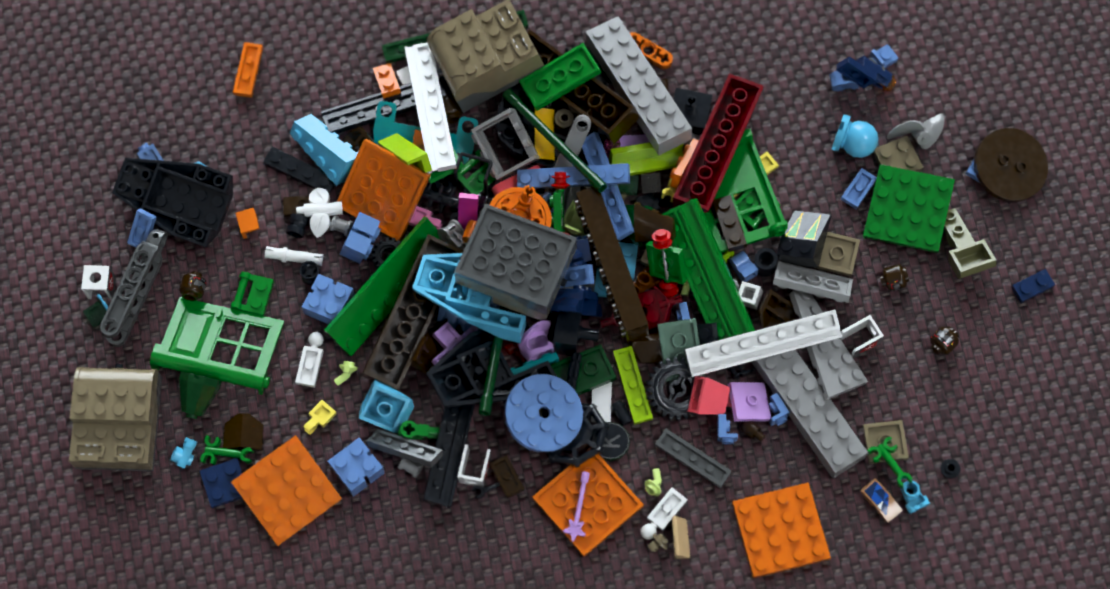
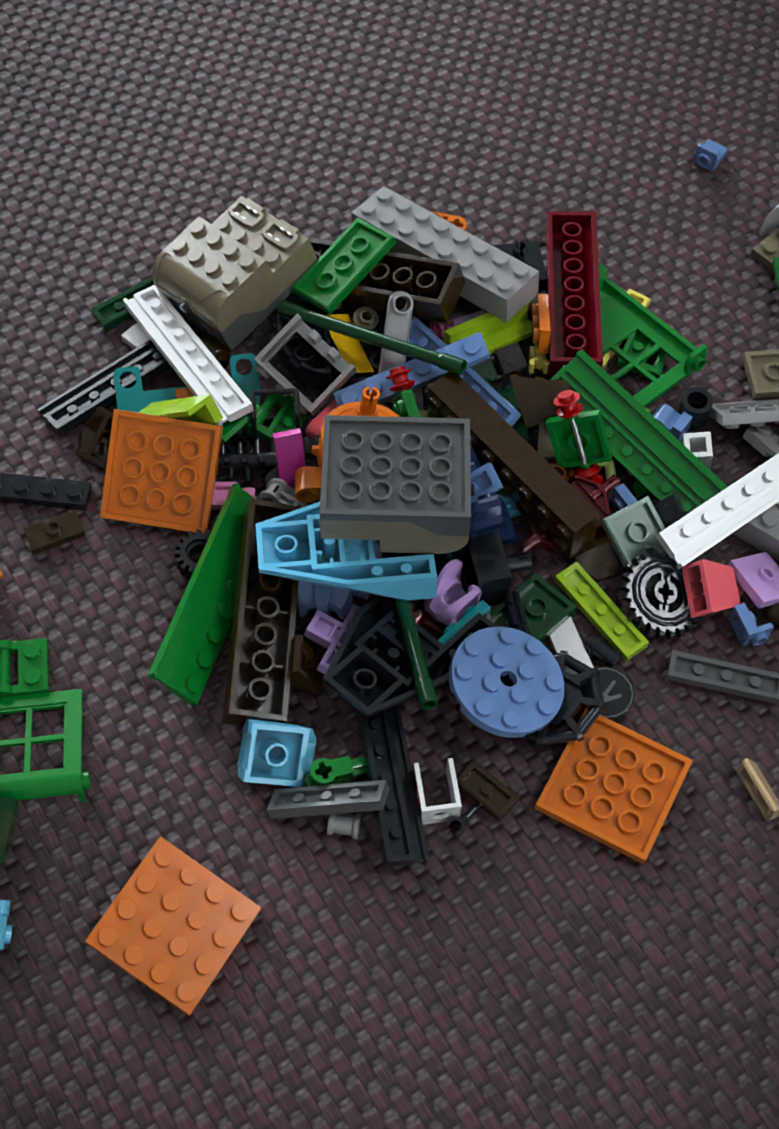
camera: 25 degrees left, 10 degrees down
(212, 450) = (38, 905): green bar -> none
(218, 482) = (64, 952): dark blue plate -> none
(243, 432) = (76, 866): dark brown slope -> none
(293, 256) = (65, 598): white pin -> none
(297, 225) = (56, 557): black wheel -> none
(309, 272) = (95, 605): black wheel -> none
(310, 361) = (141, 730): white plate -> none
(320, 210) = (82, 528): white plant -> none
(320, 415) = (183, 800): light yellow plate -> none
(324, 148) = (61, 448): medium azure wedge -> none
(326, 299) = (134, 638): medium blue piece -> none
(341, 225) = (118, 538): light grey bush -> none
(347, 368) = (199, 720): yellowish green plate -> none
(354, 465) = (261, 853): medium blue piece -> none
(363, 232) = (153, 541): medium blue piece -> none
(386, 80) = (113, 347): plate -> none
(575, 527) = (615, 824): lavender piece -> none
(653, 486) = (692, 731): yellowish green plate -> none
(660, 541) = (739, 802): dark tan plate -> none
(663, 513) = (723, 764): white plate -> none
(729, 223) = (632, 376): dark brown plate -> none
(743, 373) = (732, 549): black piece -> none
(775, 310) = (736, 458): dark brown slope -> none
(804, 239) = (730, 368): black slope -> none
(840, 82) = (679, 186): medium blue leg -> none
(856, 138) = (731, 239): medium azure tile -> none
(858, 188) = (759, 295): medium blue plate -> none
(866, 72) = (707, 167): dark blue plate -> none

